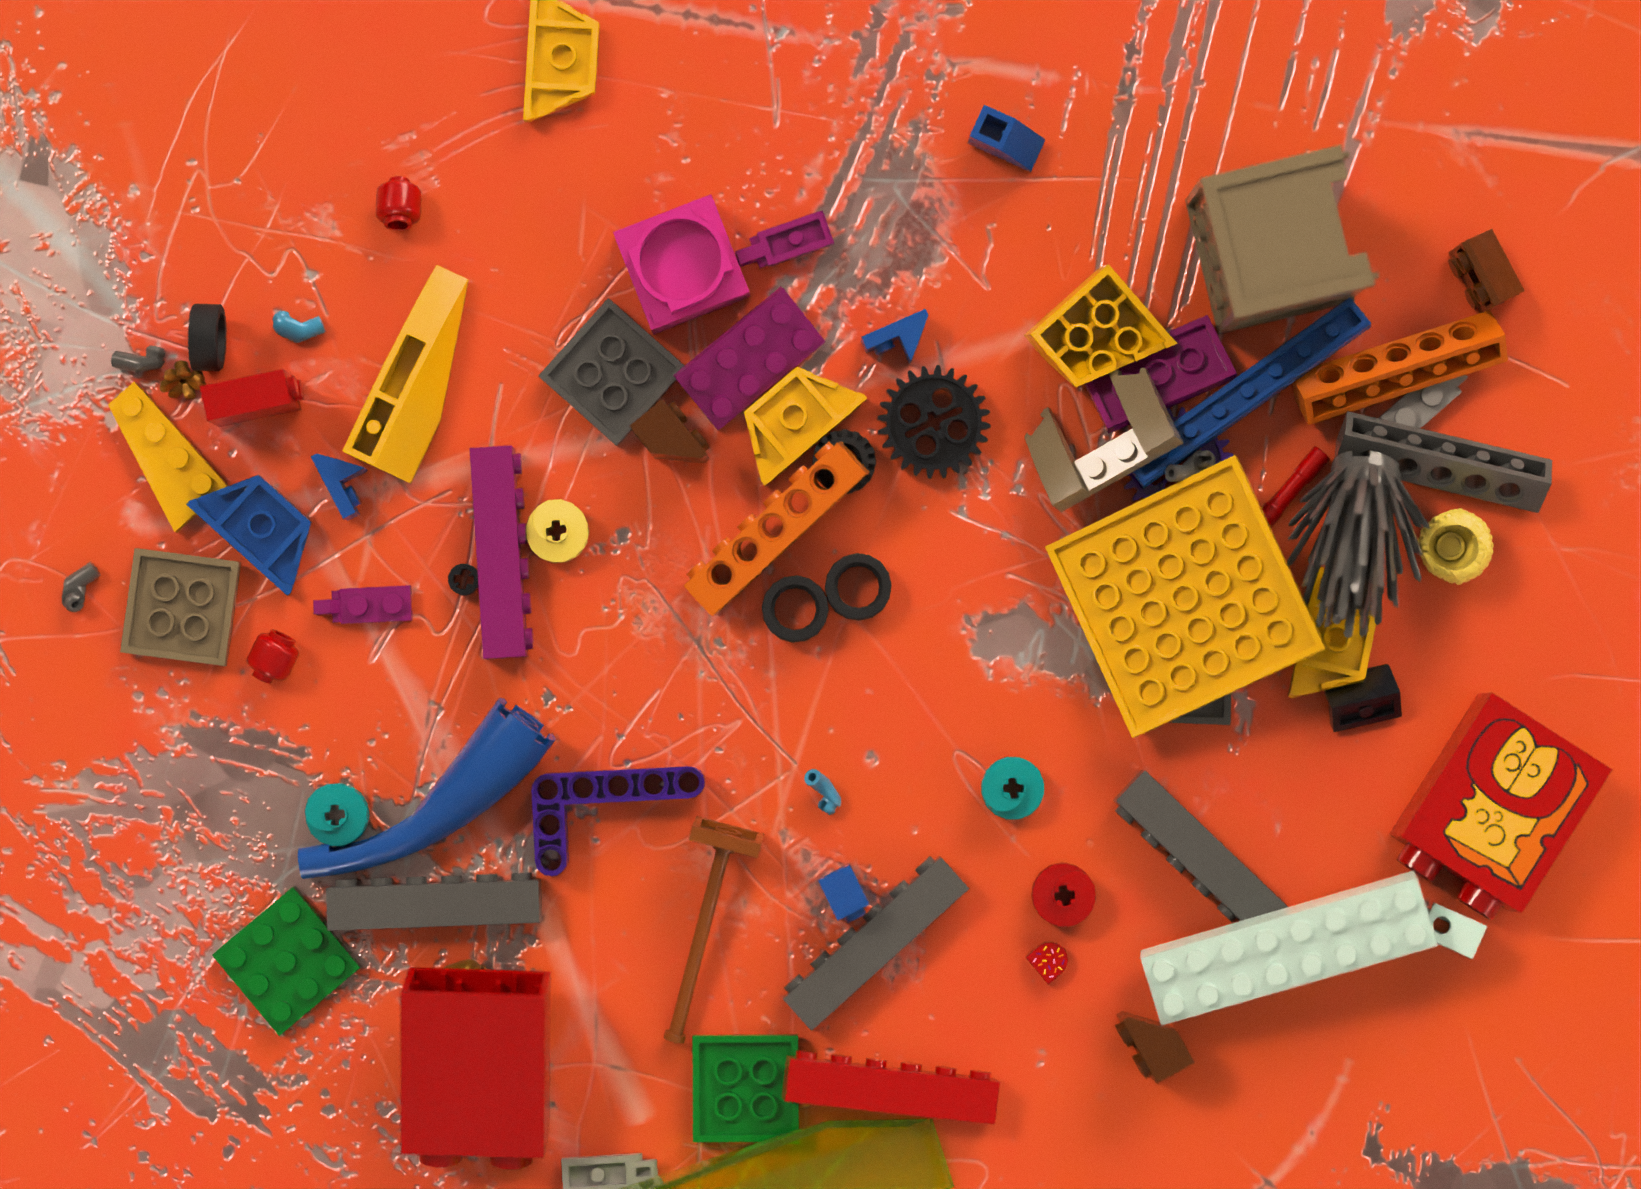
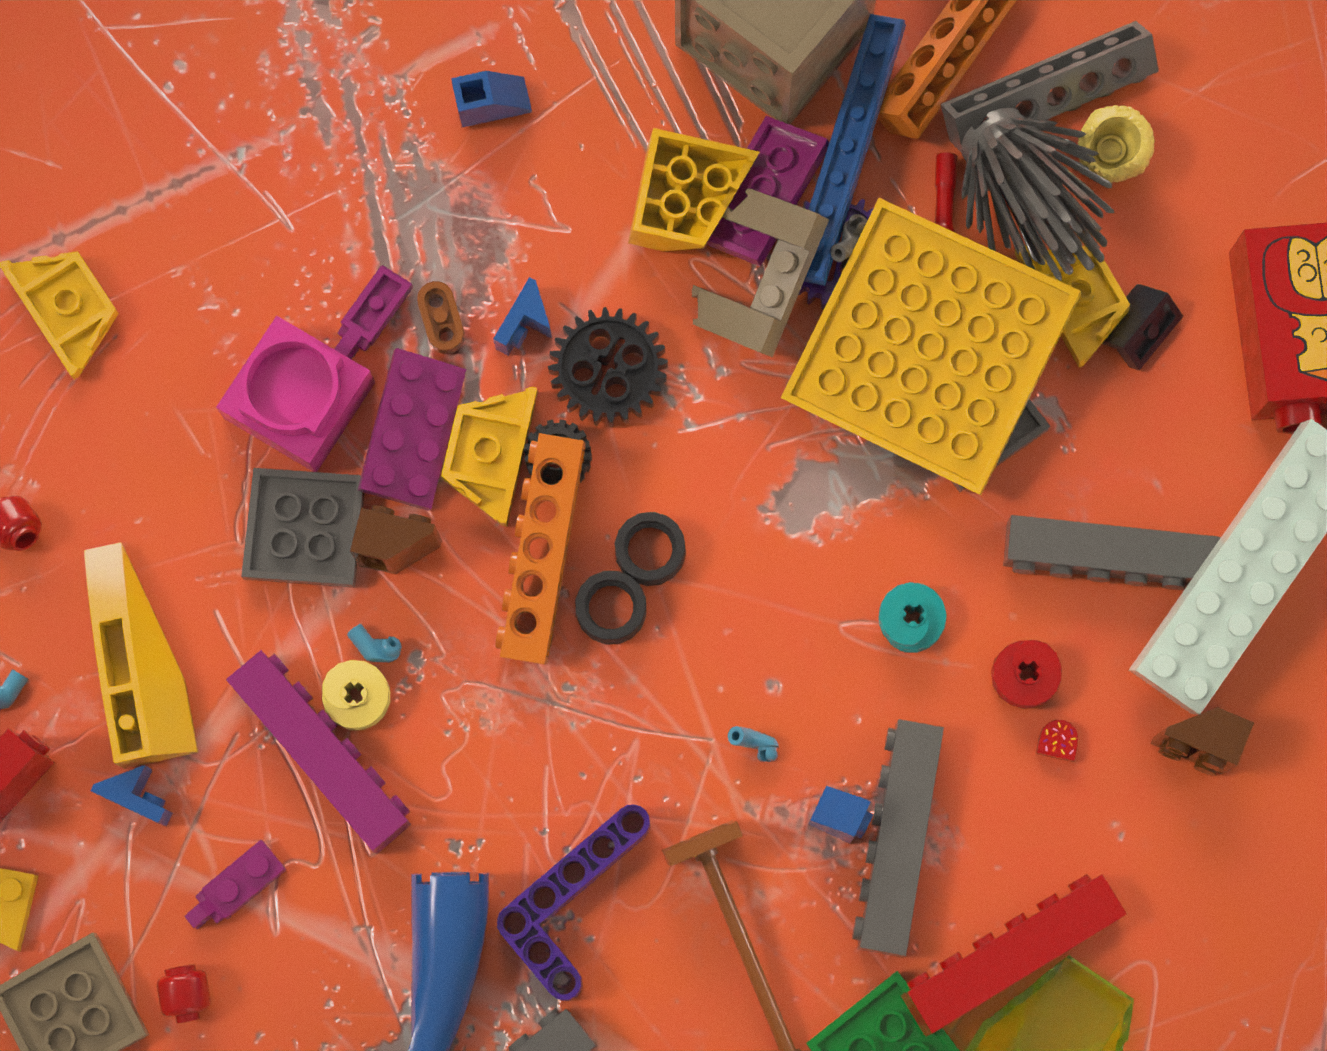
camera: 30 degrees left, 10 degrees down
(259, 526) = (89, 888): blue wing -> none
(458, 570) = (294, 795): black bush -> none
(596, 505) = (374, 649): none -> dark azure arm
(836, 286) = (442, 318): none -> dark orange plate
(1422, 405) = (997, 55): light grey hinge -> none

